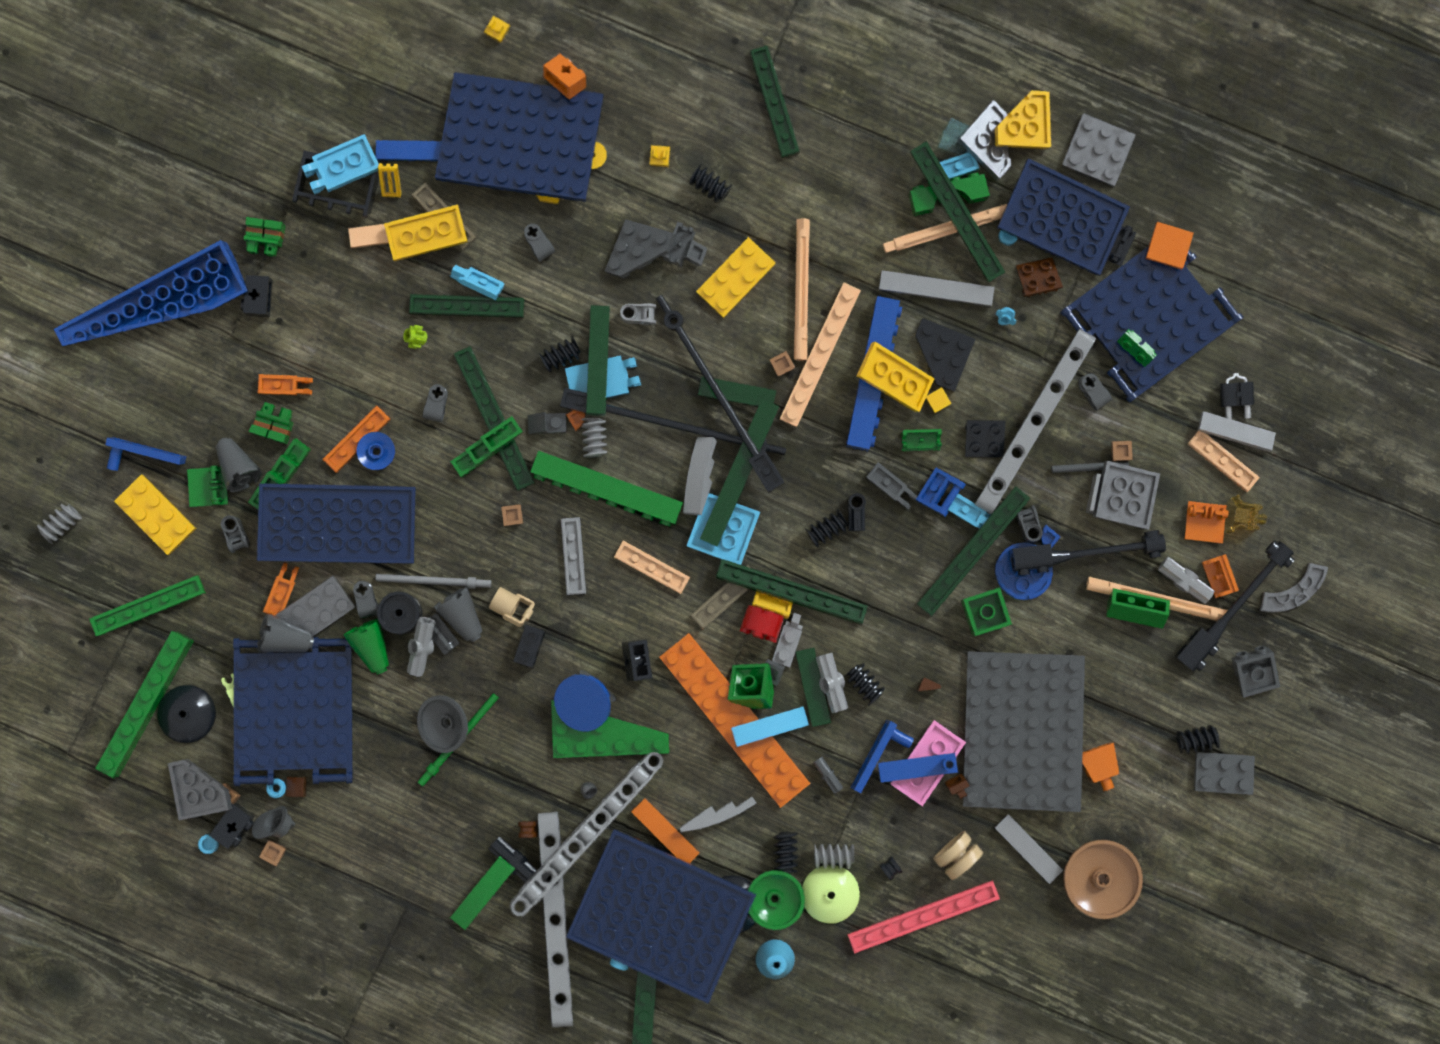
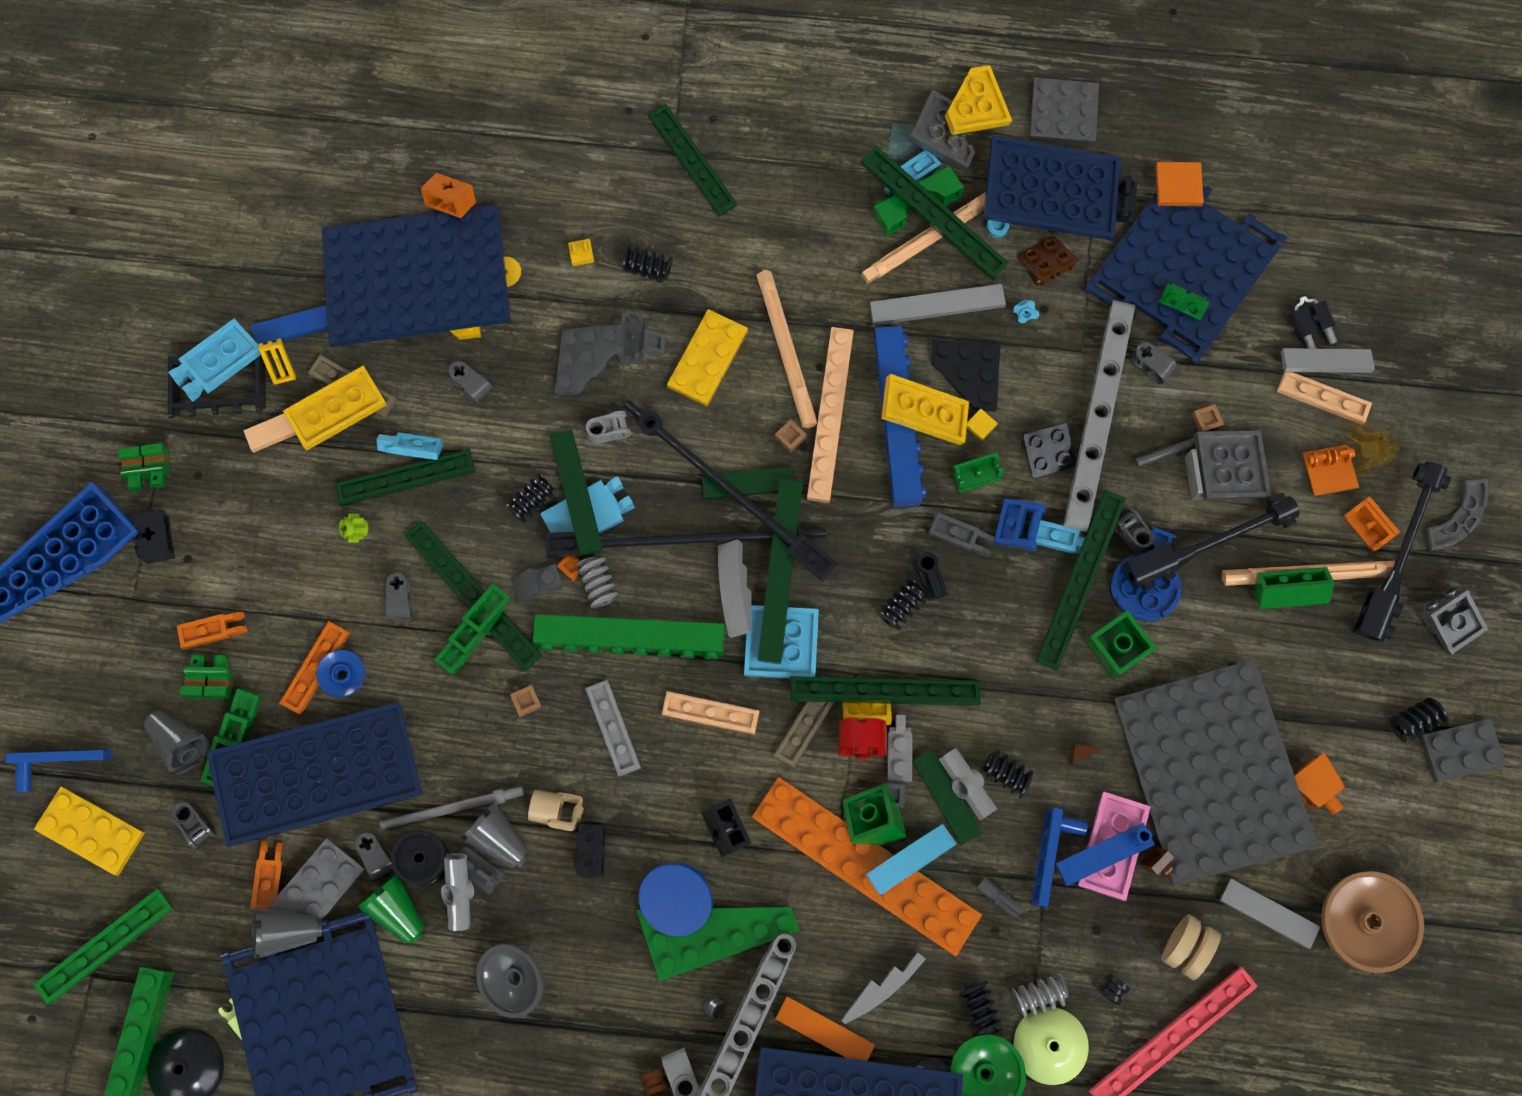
camera: 15 degrees left, 10 degrees down
(206, 487) = (145, 778): green hinge -> none
(433, 768) = (514, 1041): green bar -> none
(497, 29) = (358, 170): yellow tile -> none
(1186, 580) = (1334, 541): light grey piece -> none

